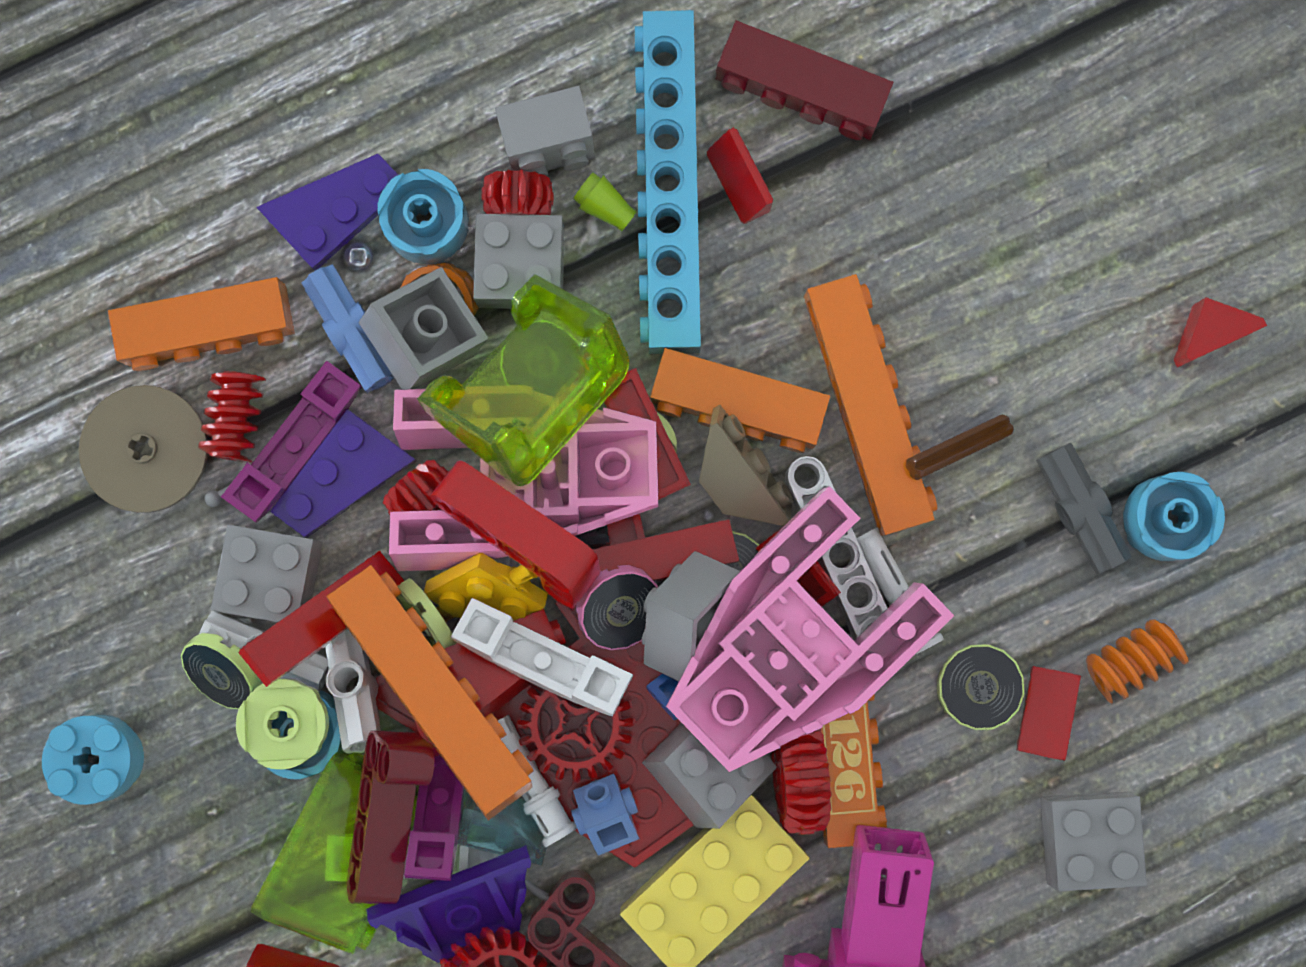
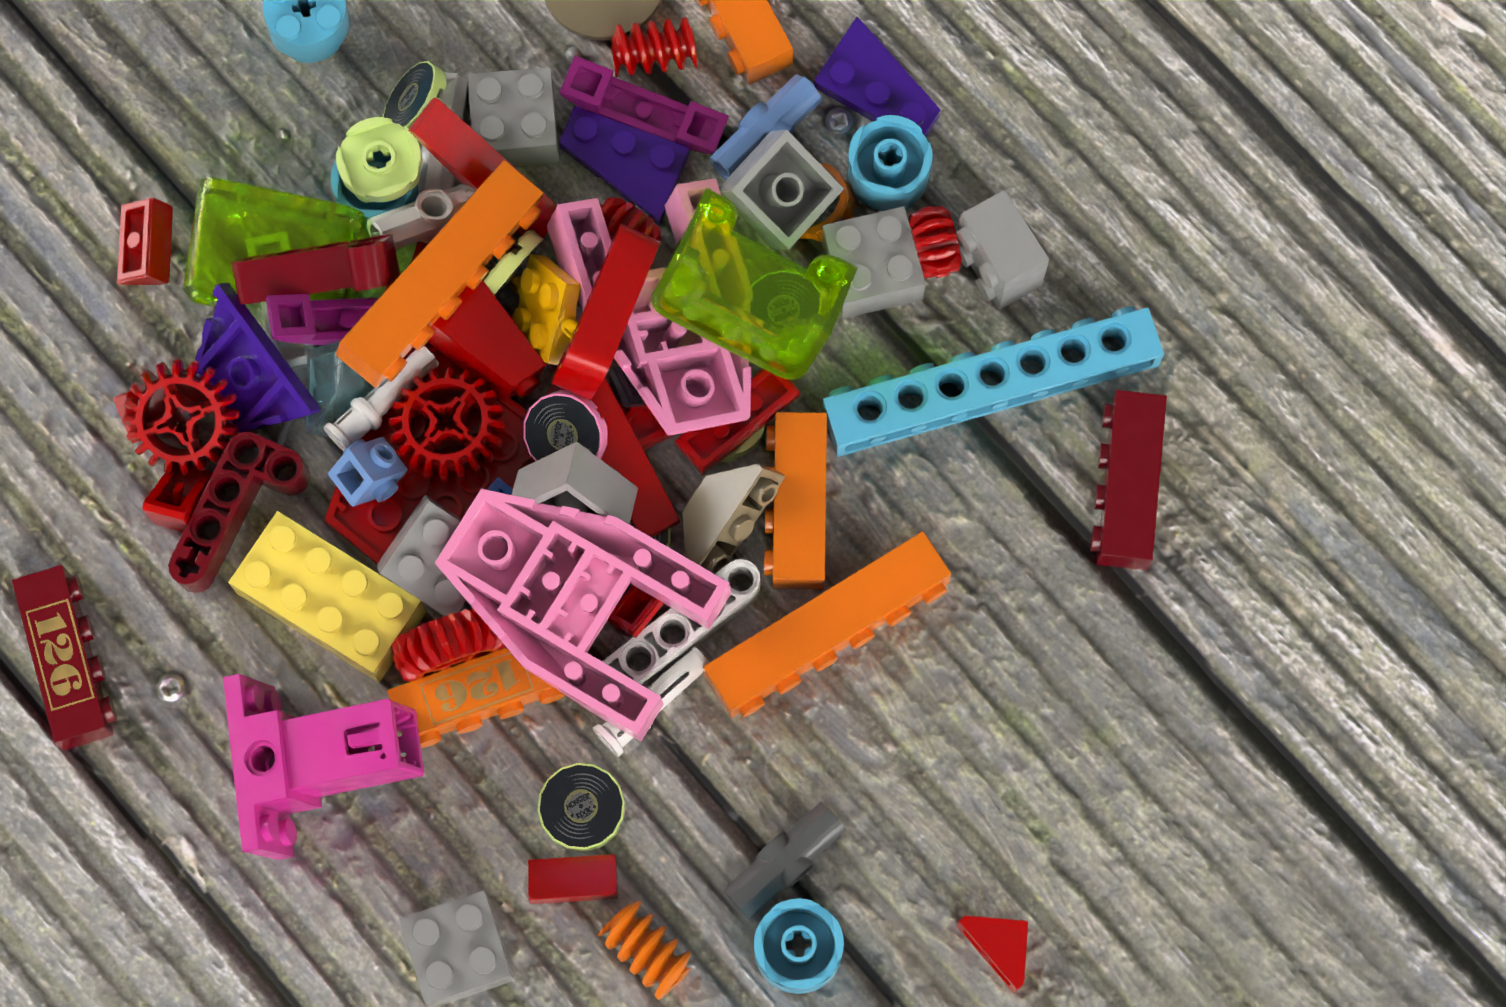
camera: 75 degrees right, 10 degrees down
(540, 659) = (497, 365): white slope -> none
(604, 202) = (955, 325): lime cone -> none
(740, 177) = (1018, 447): red slope -> none
(959, 446) = (810, 719): reddish brown axle -> none

